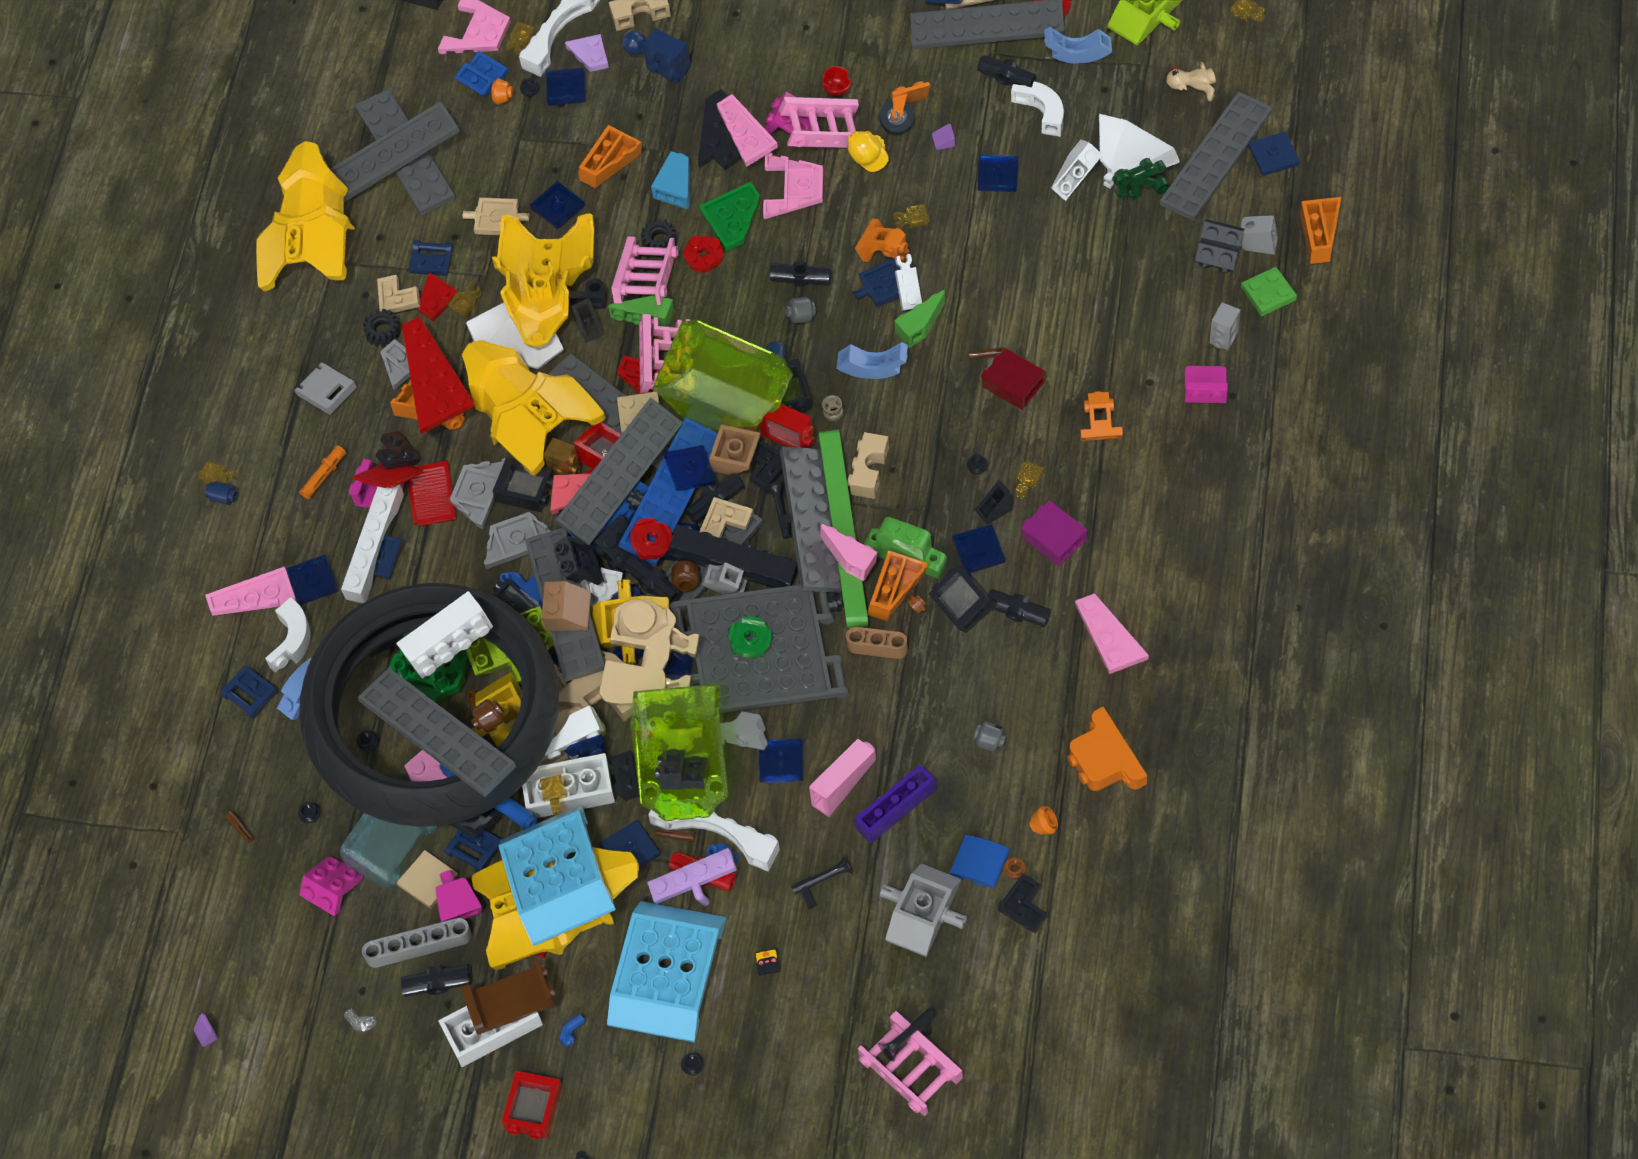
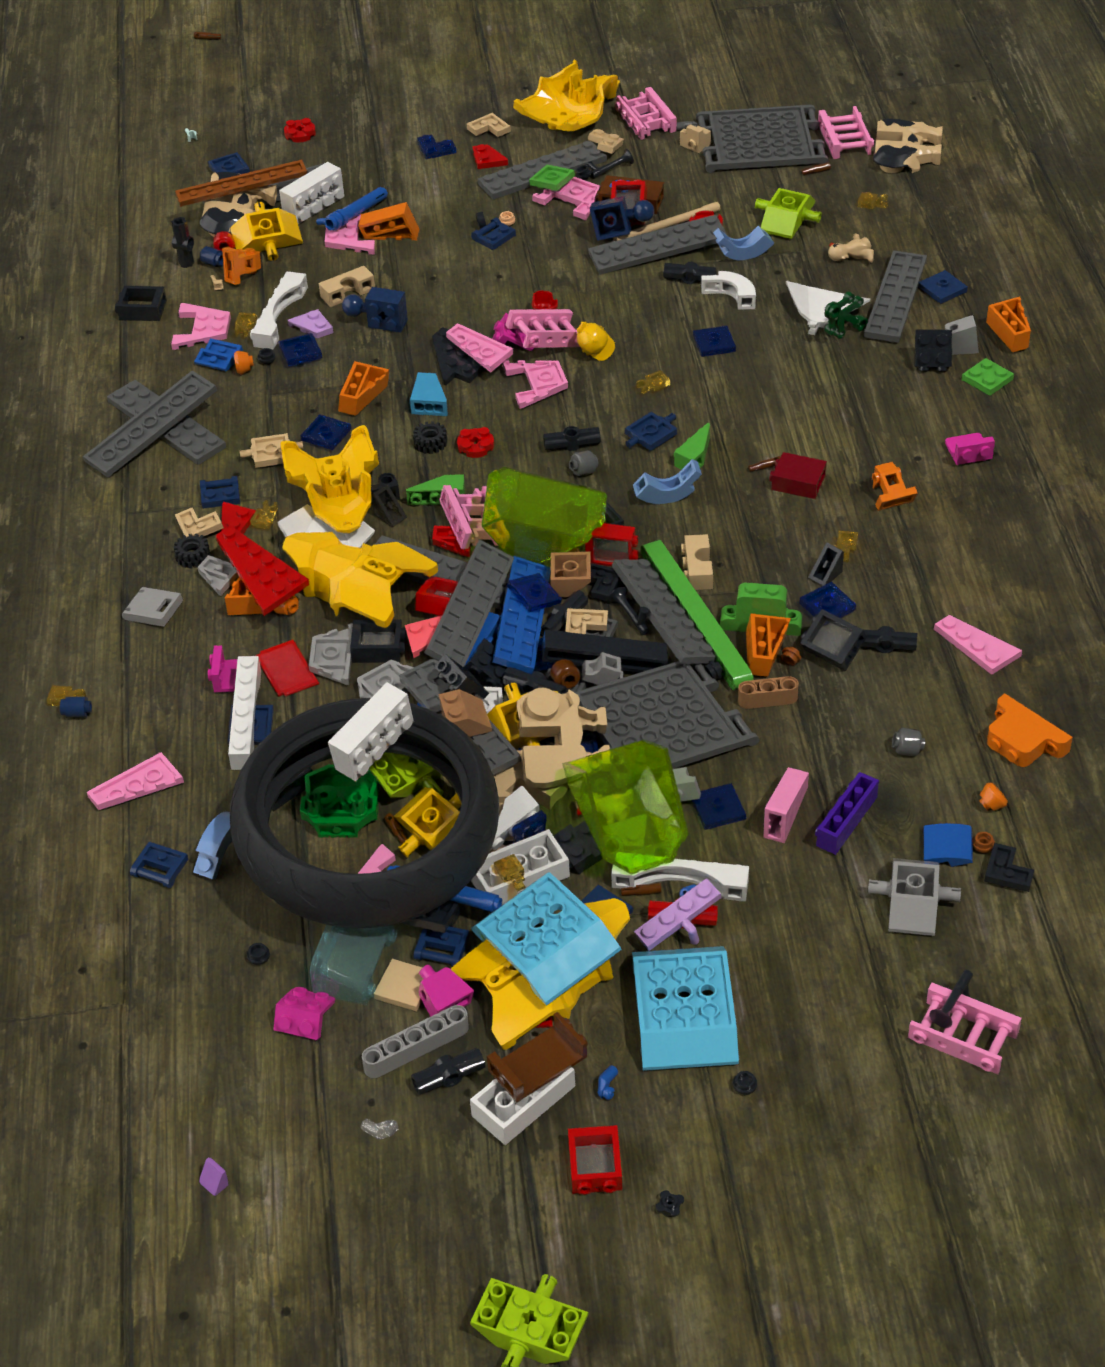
camera: 20 degrees left, 15 degrees down
(238, 825) = (187, 983): reddish brown piece -> none
(297, 638) = (189, 795): white arch -> none
(311, 211) = (91, 478): yellow piece -> none
(311, 580) = (193, 758): clear blue plate -> none
(328, 465) = (176, 665): orange pin -> none
(388, 478) = (243, 653): red window -> none
(398, 451) = (241, 639): black plate -> none
(437, 732) = (392, 816): dark grey plate -> none
(487, 715) = (437, 794): reddish brown head -> none
(562, 458) = (409, 606): pearl gold brick -> none
(629, 262) = (412, 458): bright pink fence -> none
(631, 405) = (457, 561): tan plate -> none
(634, 499) = (493, 624): black plate -> none
(649, 549) = (515, 645): red plate -> none
(680, 772) = (631, 822): black plate -> none
(732, 215) = (490, 409): green plate -> none
(747, 648) = (646, 716): green plate -> none
(767, 962) = (780, 976): black tile -> none
(804, 885) = (788, 902): black piece -> none
(829, 403) = (644, 527): dark tan wheel -> none
(851, 555) = (713, 623): bright pink slope -> none
(871, 241) = (635, 398): orange tile -> none
(897, 115) = (609, 311): plate -> none
(907, 284) = (673, 424): white plate -> none
(944, 137) = (656, 325): medium lavender slope -> none
(977, 464) = (795, 542): black plate -> none
(1053, 533) = (890, 577): magenta brick -> none
(1075, 168) = (782, 321): white slope -> none
(1224, 326) = (967, 401): light grey brick -> none

